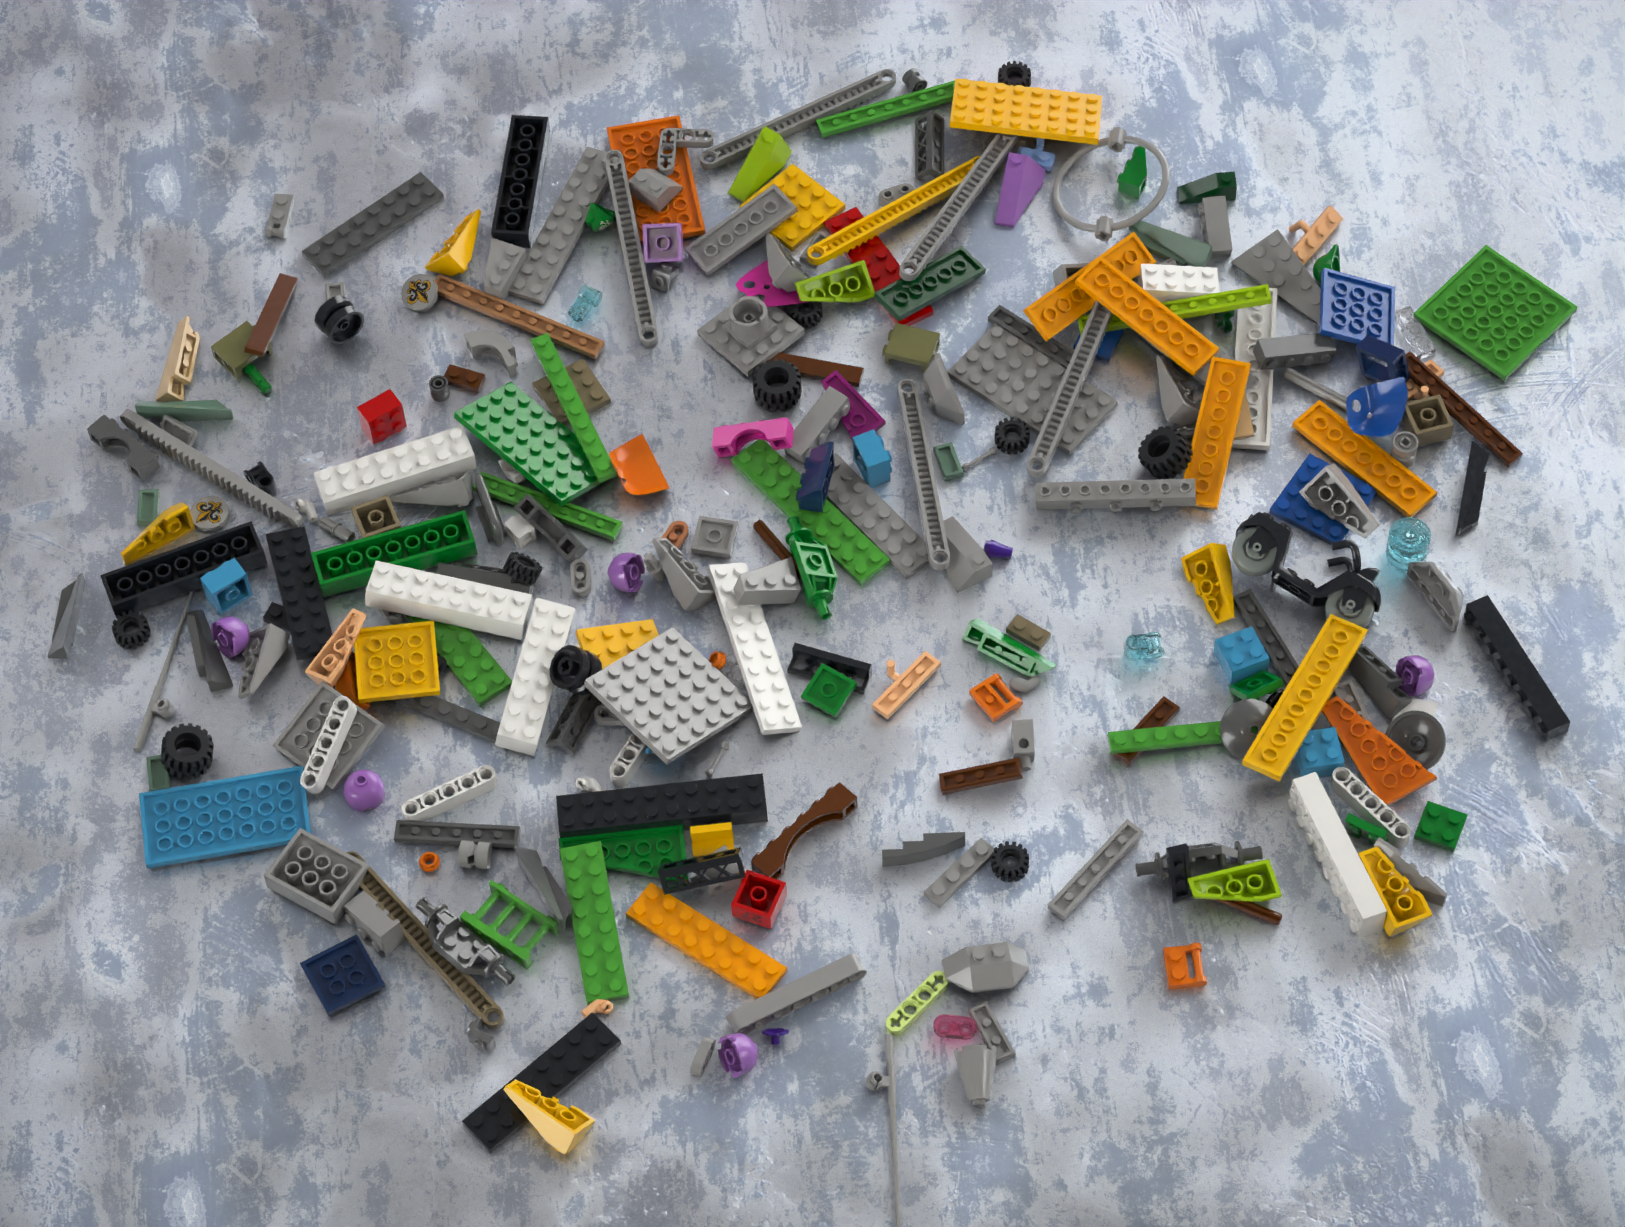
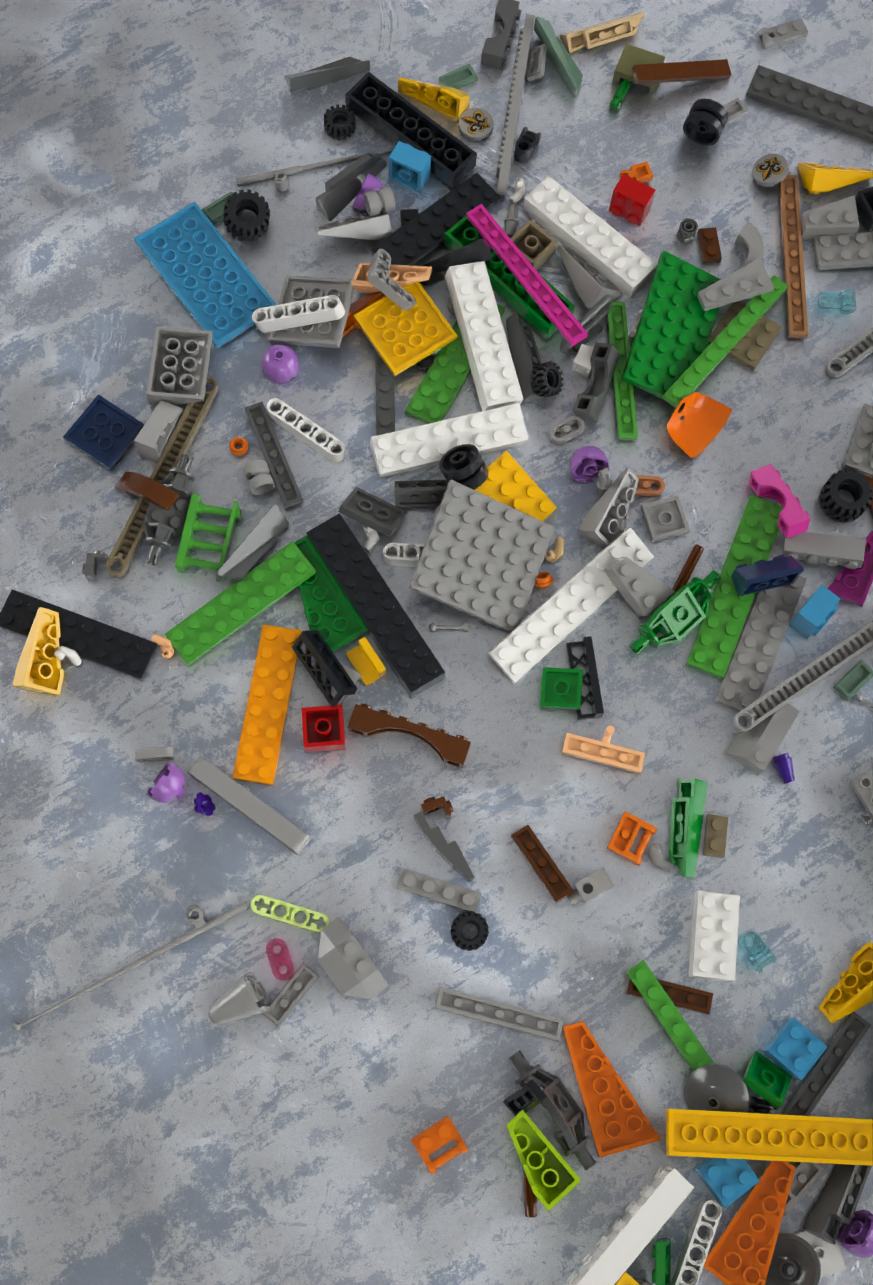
camera: 55 degrees right, 15 degrees up
(252, 624) = (379, 201): none -> light grey wheel
(346, 651) = (379, 278): none -> light grey beam
(352, 399) = (639, 172): none -> orange plate
(360, 577) = (471, 253): none -> black wedge
(412, 530) = (527, 275): none -> dark pink plate
(429, 953) = (147, 488): none -> reddish brown slope
(526, 369) = (740, 285): none -> light grey wing
(561, 1091) = (69, 653): none -> white arm
(568, 770) = (372, 511): none -> dark grey plate
(695, 638) = (556, 553): none -> tan arm
(884, 832) = (431, 805): none -> reddish brown bracket
(1115, 671) = (714, 936): none -> white brick
(1207, 817) = (609, 1106): none -> orange wing

